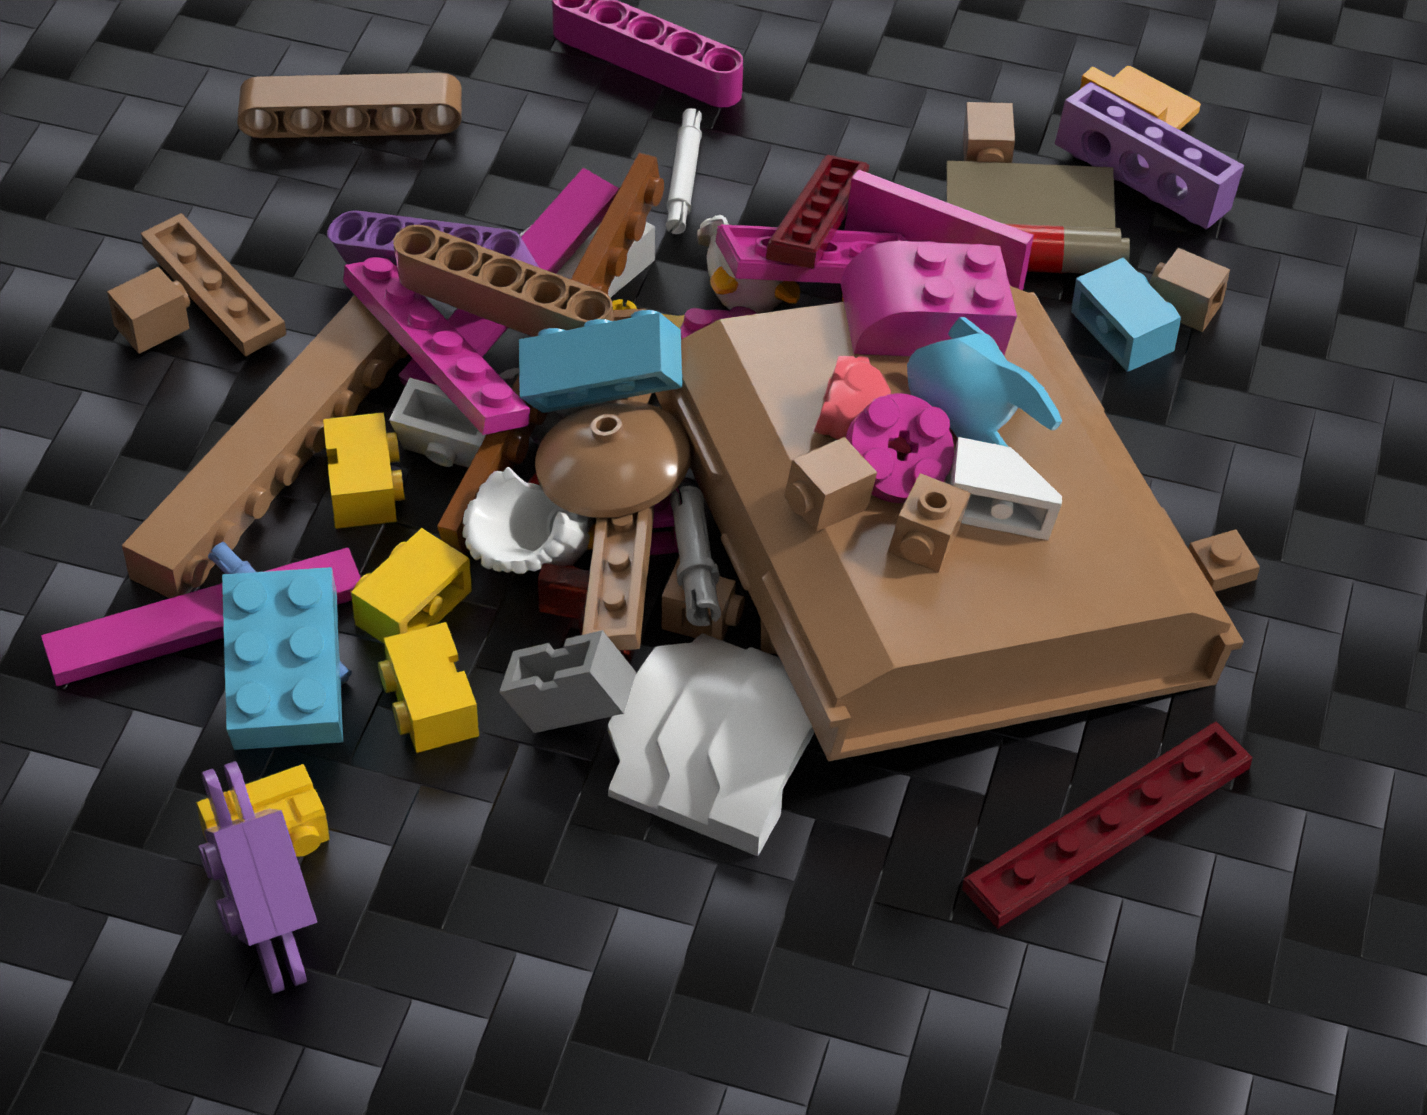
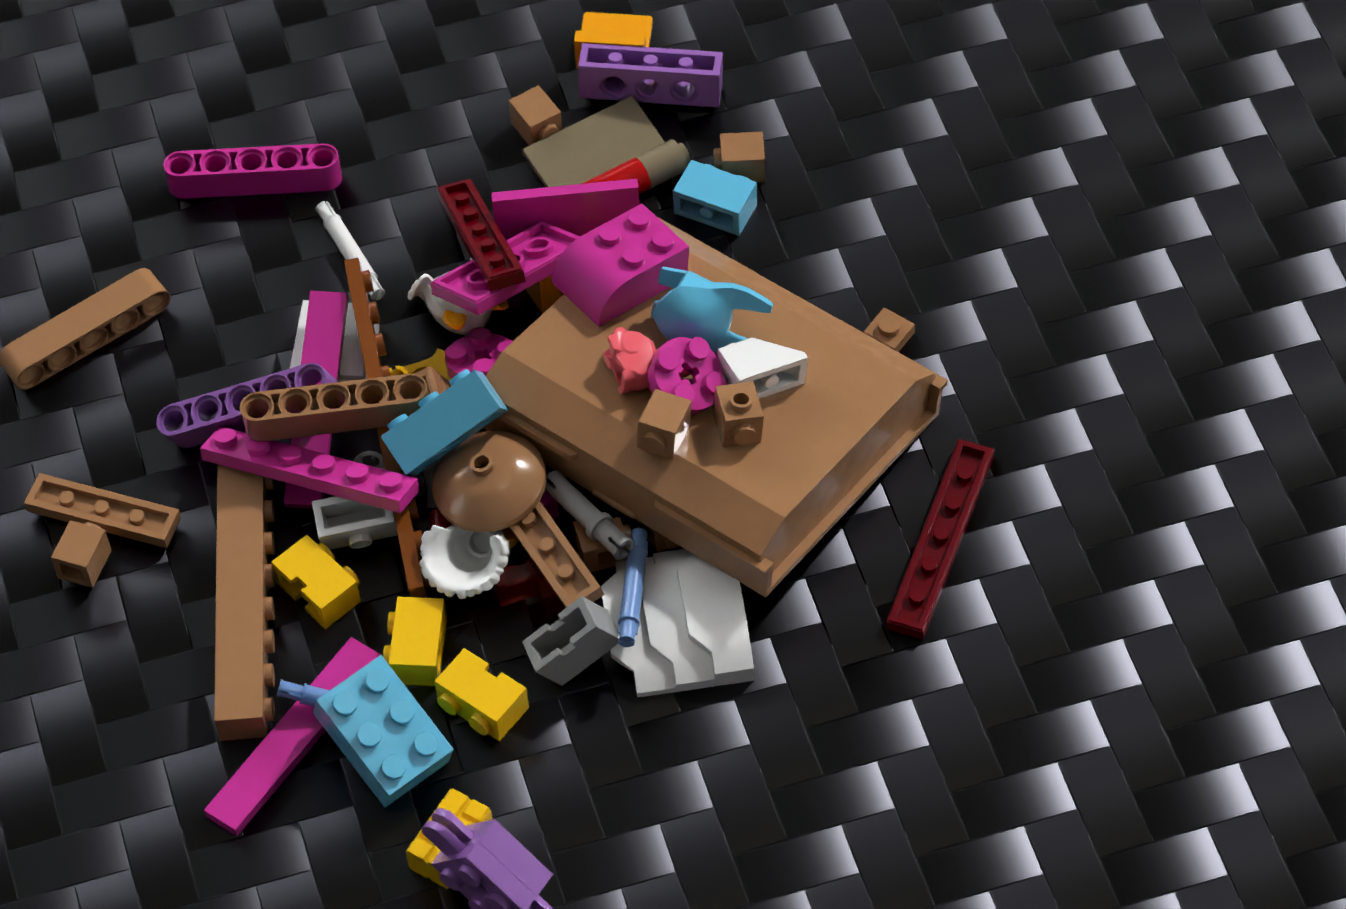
camera: 30 degrees left, 5 degrees up
(683, 664) = (633, 588): none -> medium blue piece

